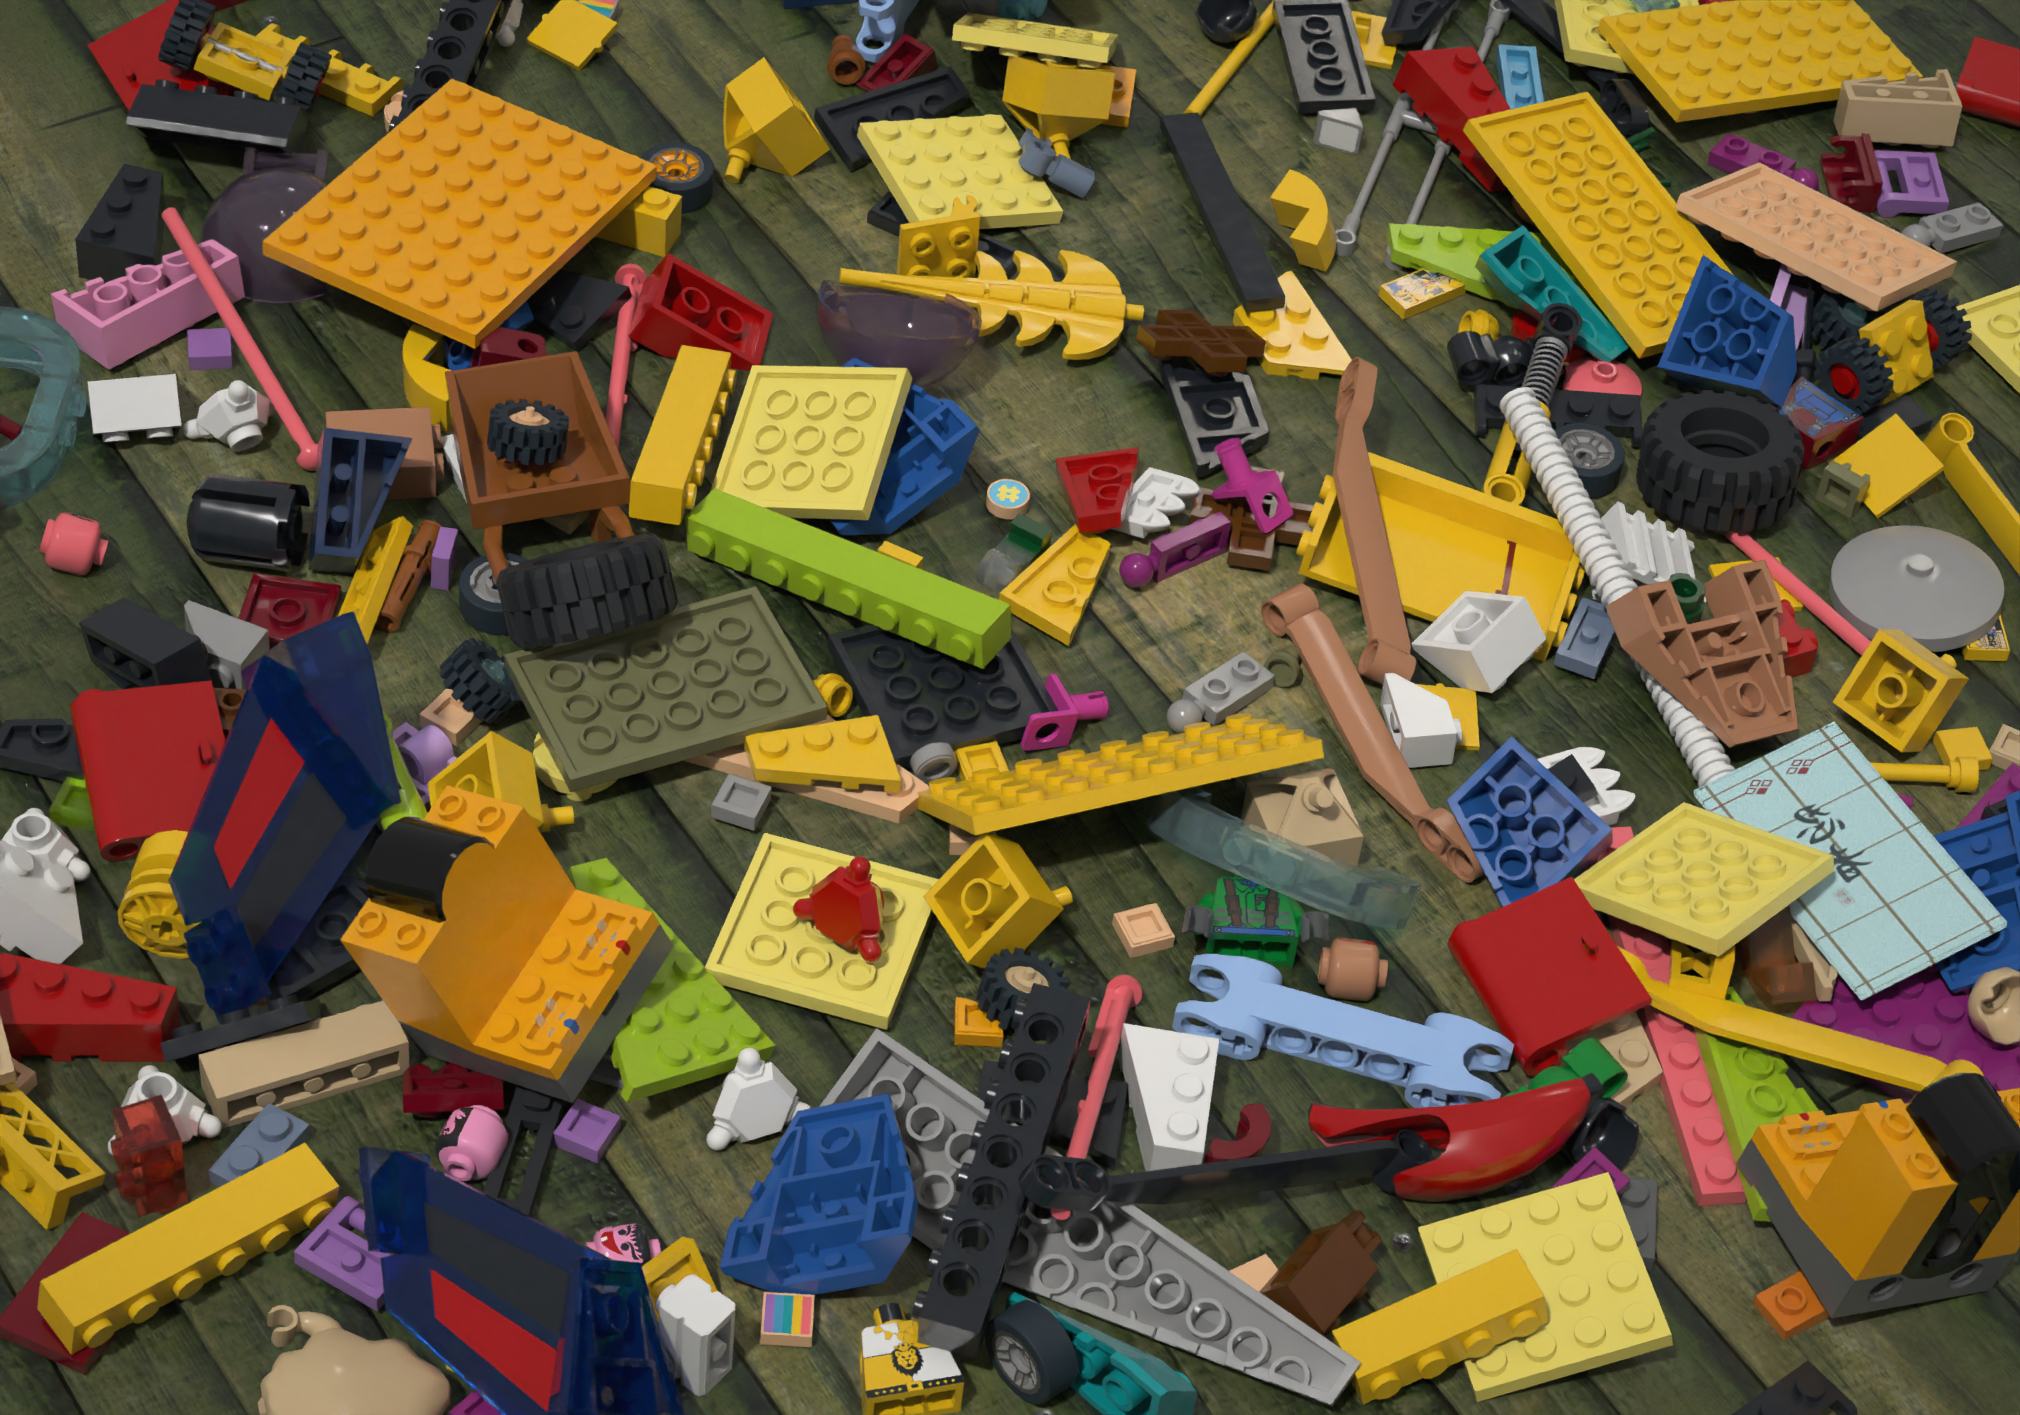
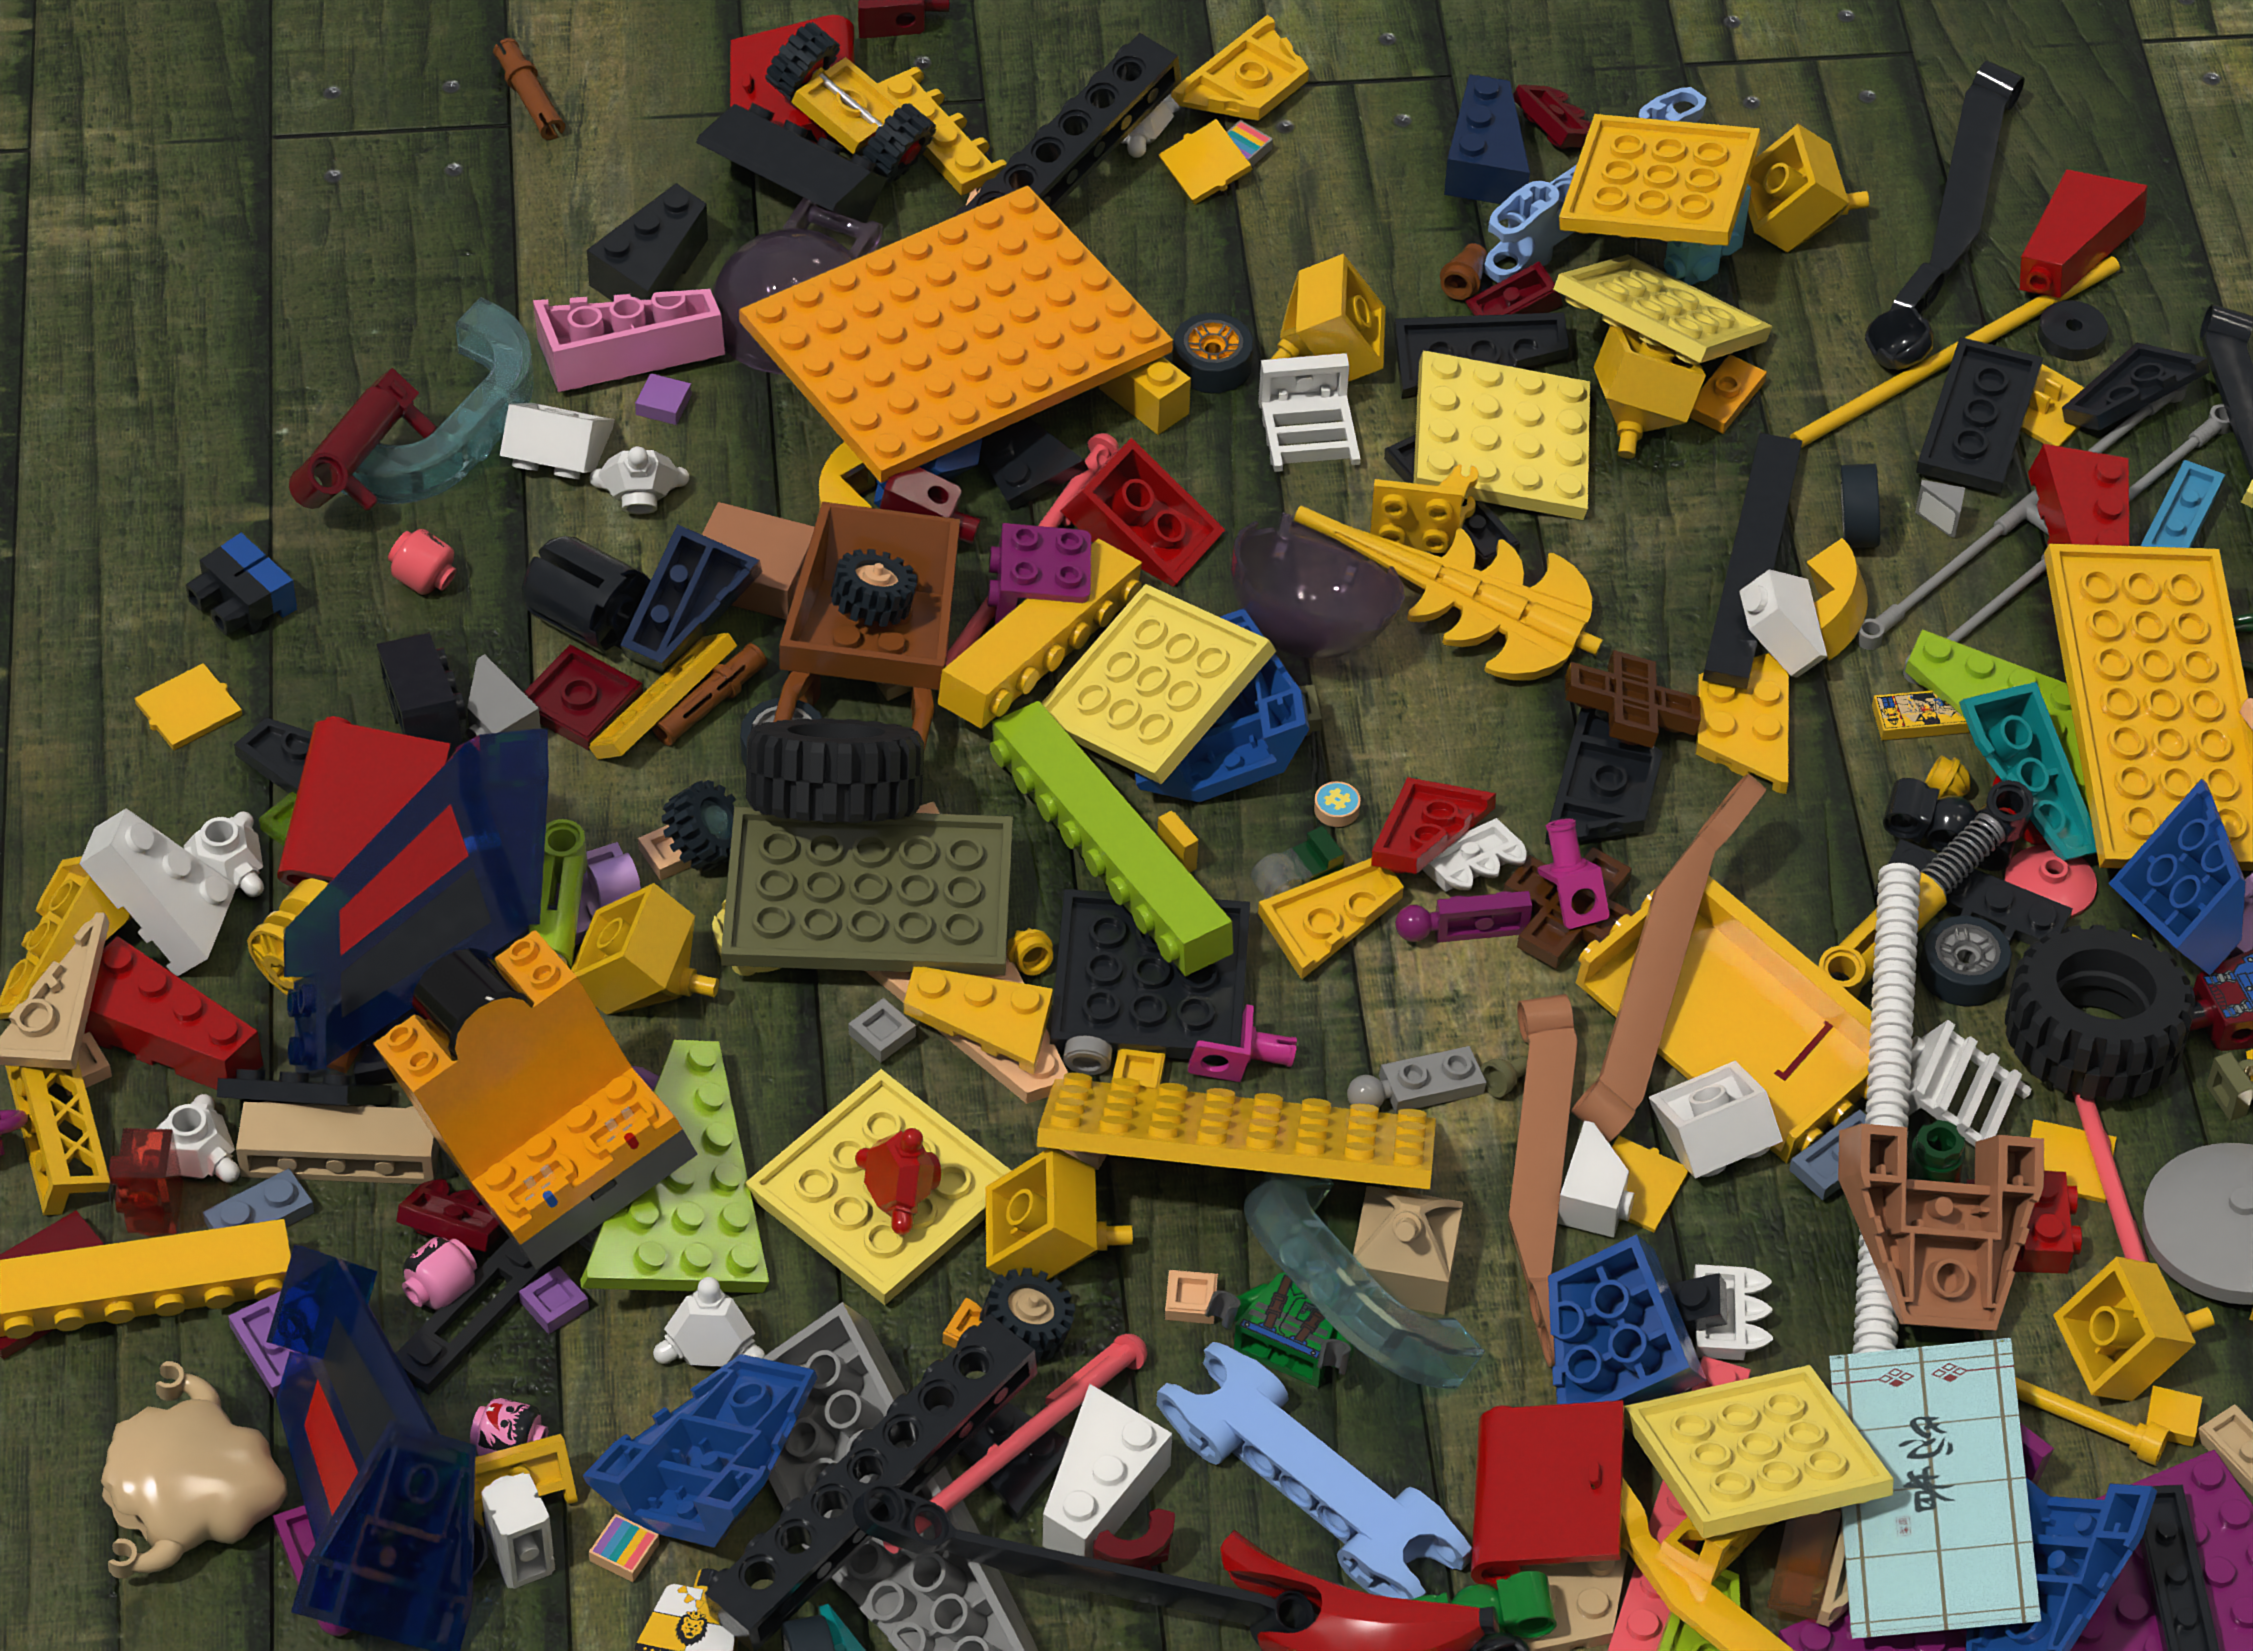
camera: 30 degrees right, 5 degrees up
(308, 456) = (681, 389): coral bar -> none
(444, 558) = (749, 687): medium lavender tile -> none
(647, 377) = (1039, 565): none -> magenta bracket
(782, 184) = (1307, 392): none -> white plate
(1041, 159) = (1588, 445): sand blue bar -> none
(1282, 142) = (1860, 505): none -> black wheel
(1287, 244) = (1784, 620): none -> white slope
(1351, 969) = (1365, 1412): nougat head -> none

